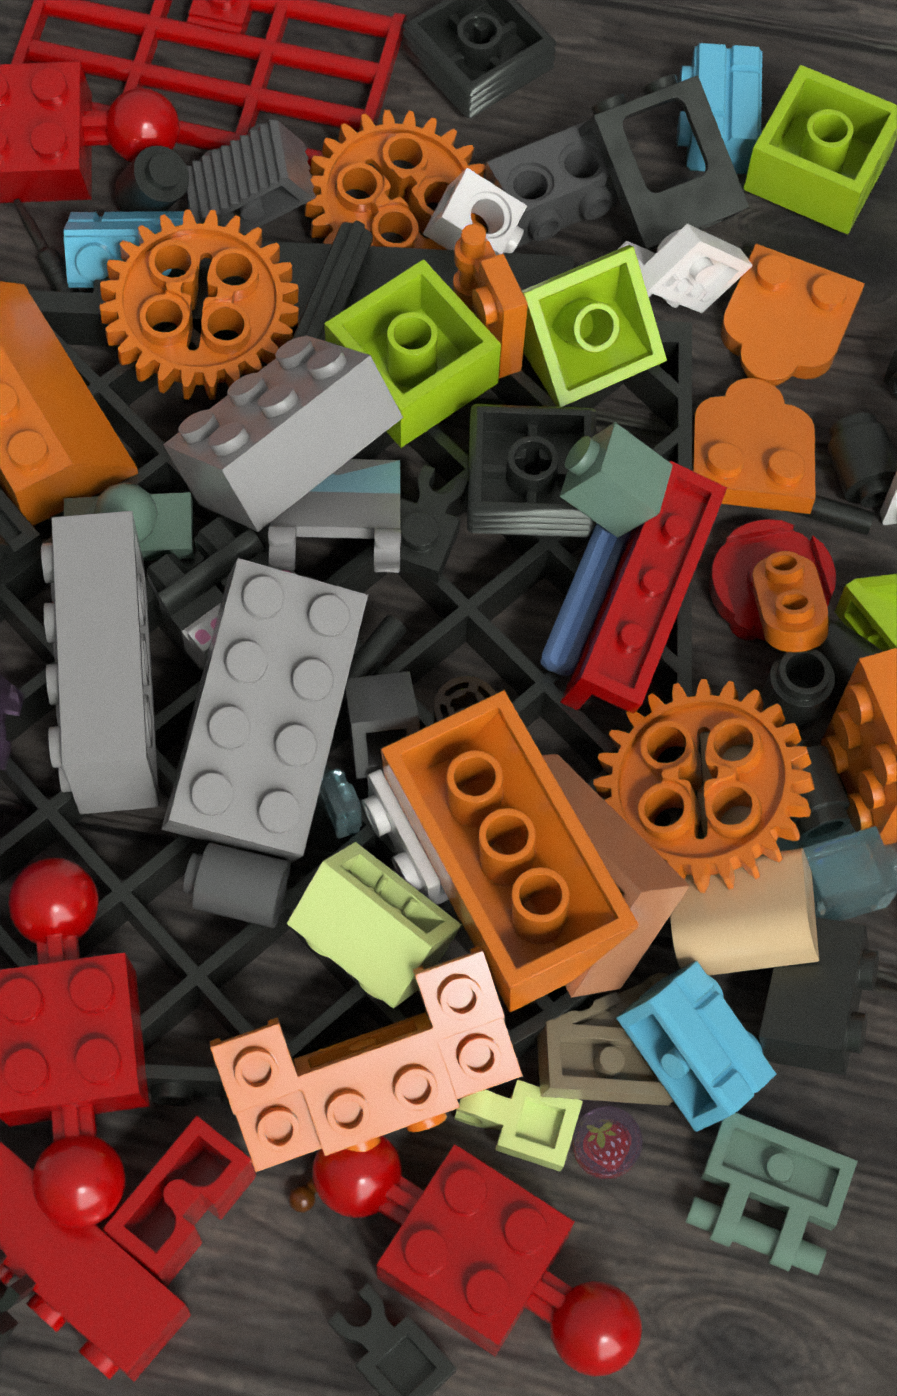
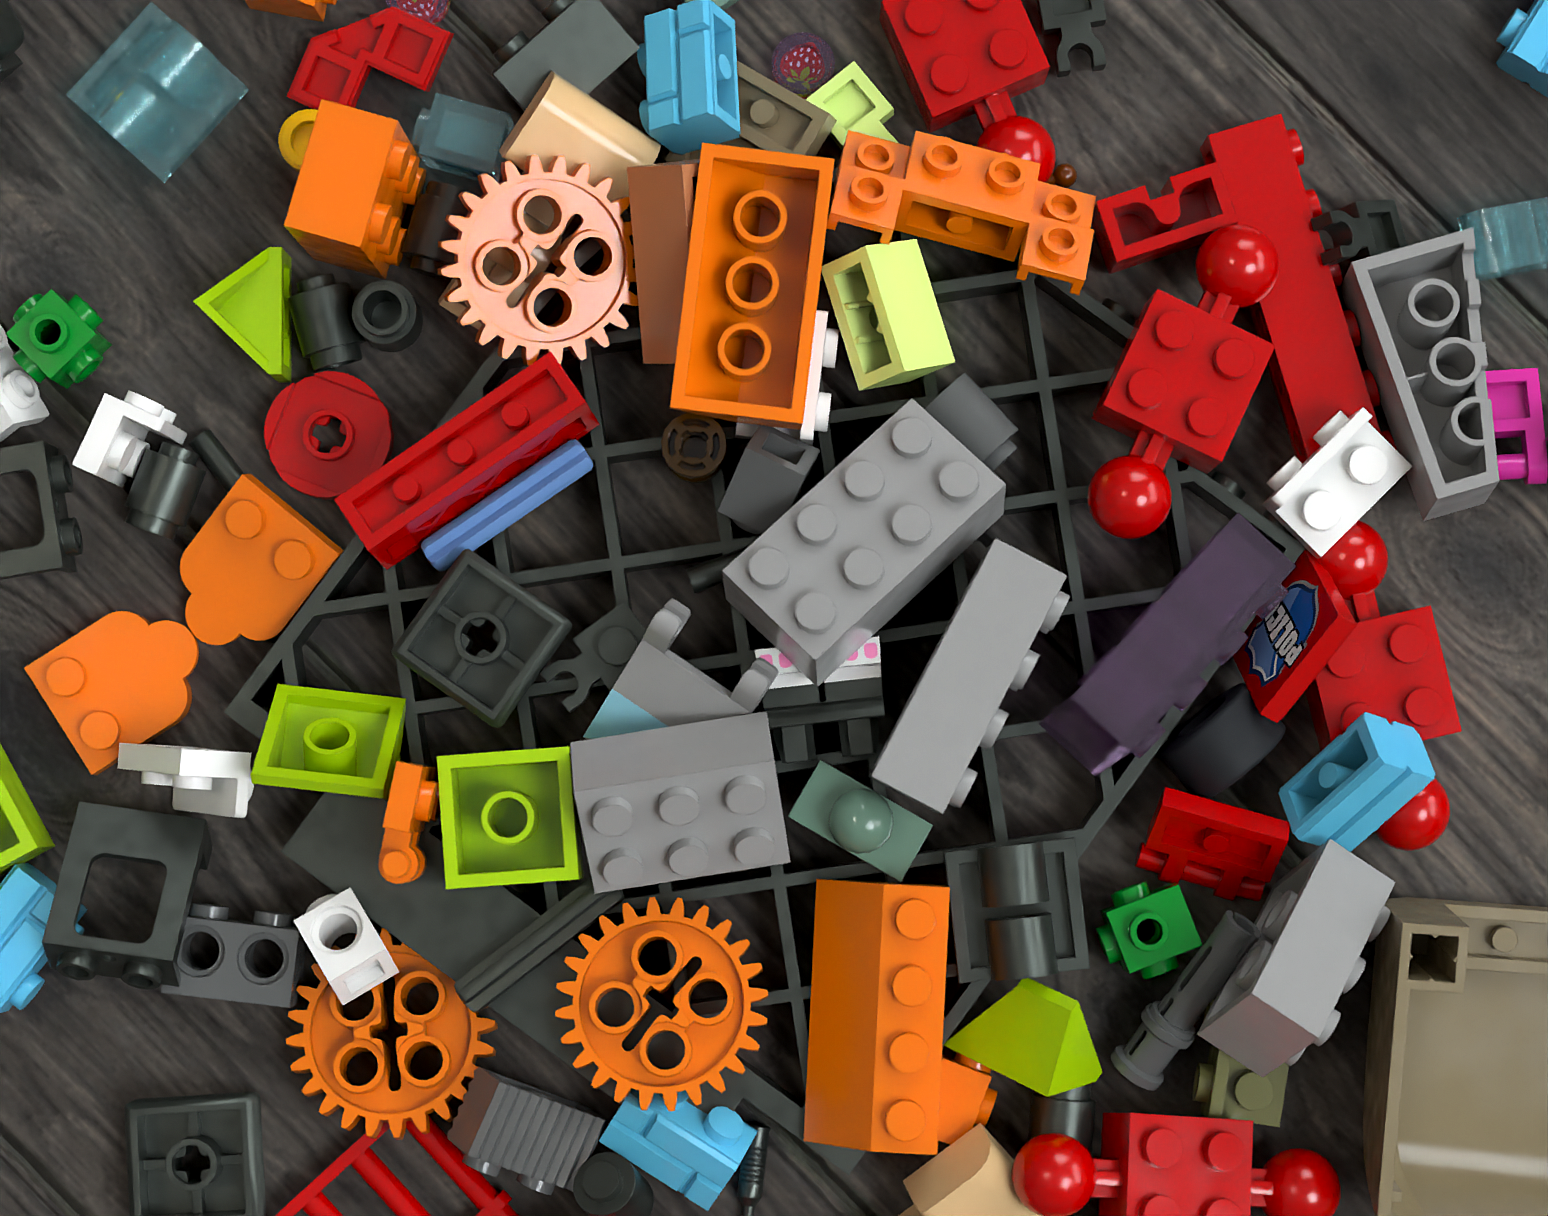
camera: 140 degrees left, 20 degrees up
(341, 803) = (842, 441): clear light blue tile -> none
(615, 479) = (430, 558): sand green brick -> none
(790, 602) = (341, 386): orange plate -> none

